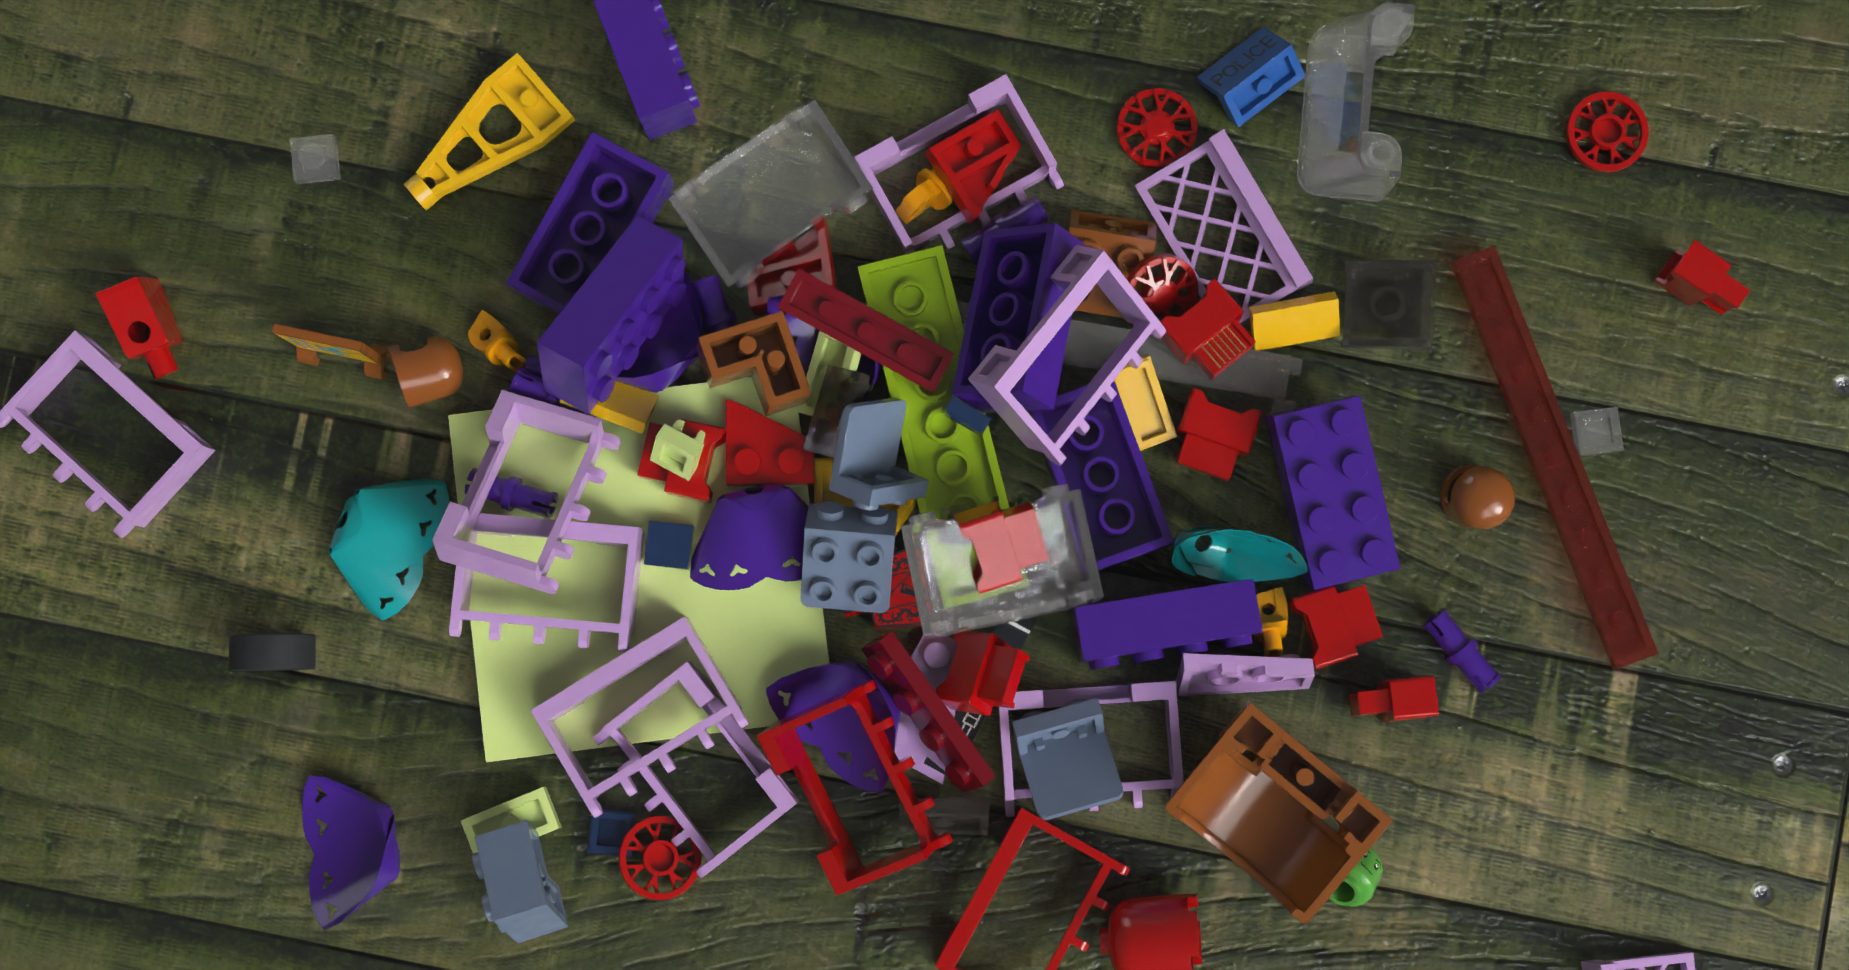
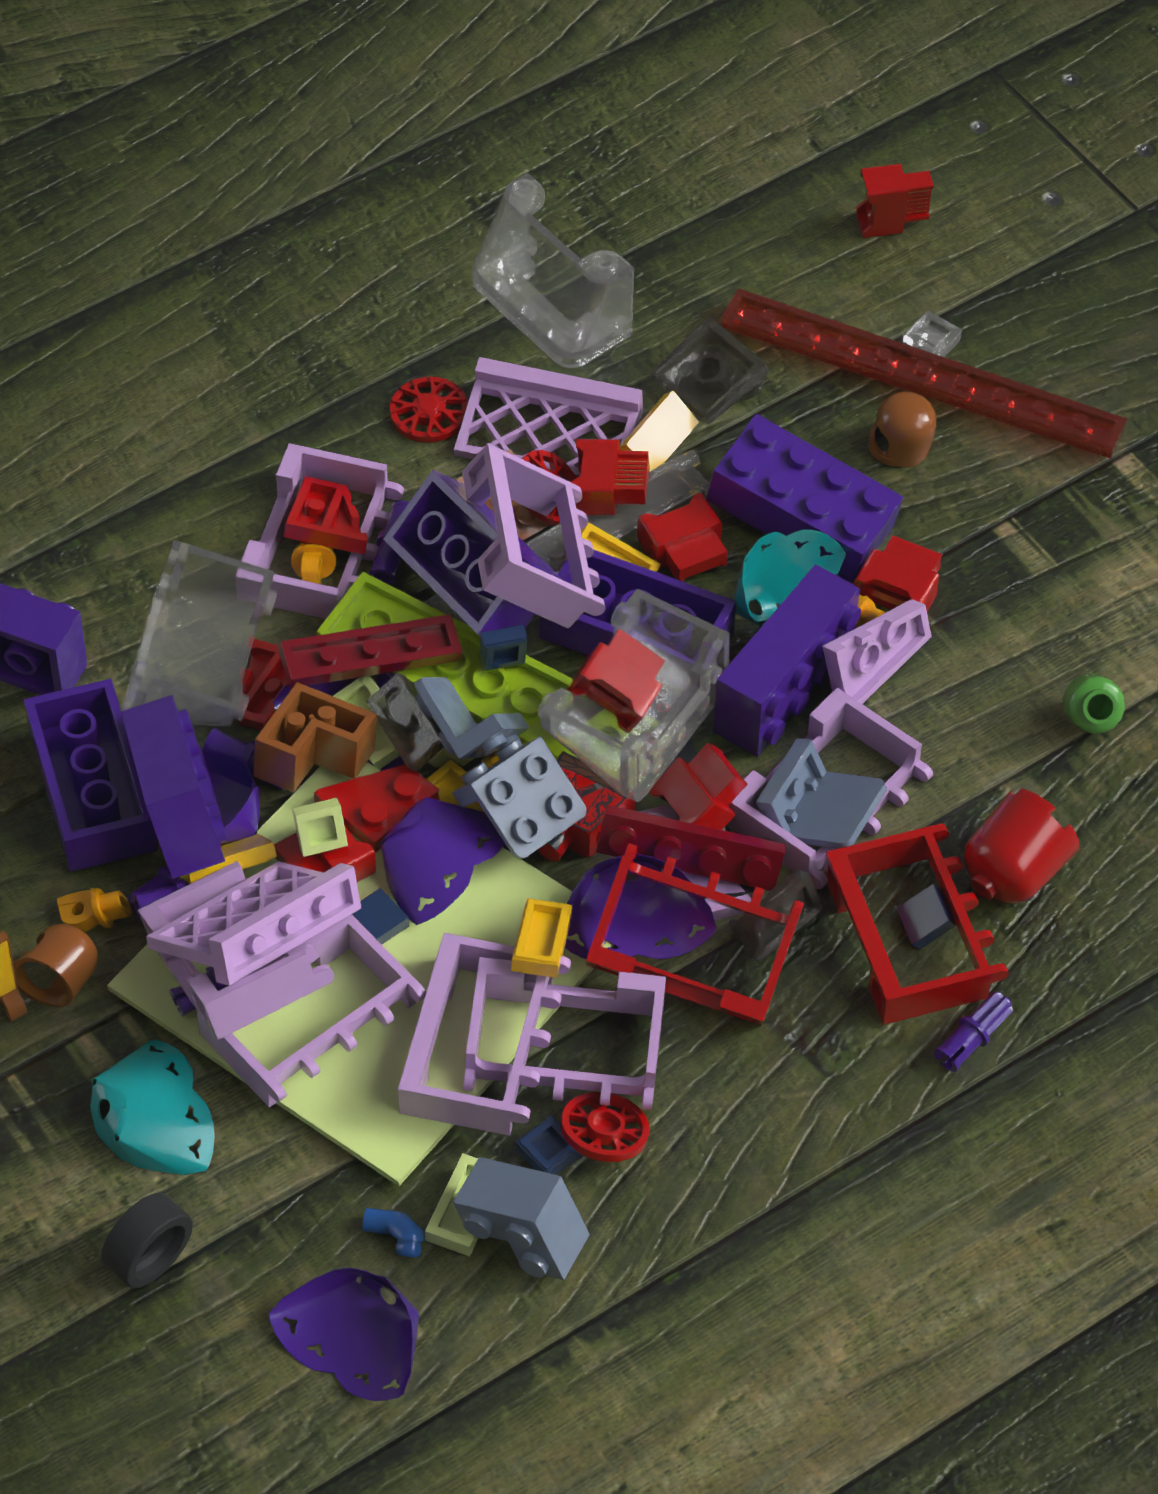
camera: 50 degrees left, 30 degrees down
(455, 795) = (399, 1226): none -> blue arm
(554, 518) = (260, 919): none -> lavender fence
(742, 690) = (541, 938): none -> yellow tile
(1045, 918) = (926, 916): none -> dark blue tile
(1253, 75) = (459, 325): blue panel -> none
(1273, 811) = (989, 711): dark orange piece -> none
(1398, 699) = (997, 576): red piece -> none
(1461, 651) = (1002, 525): dark purple pin -> none
(1607, 132) = (732, 181): red wheel -> none

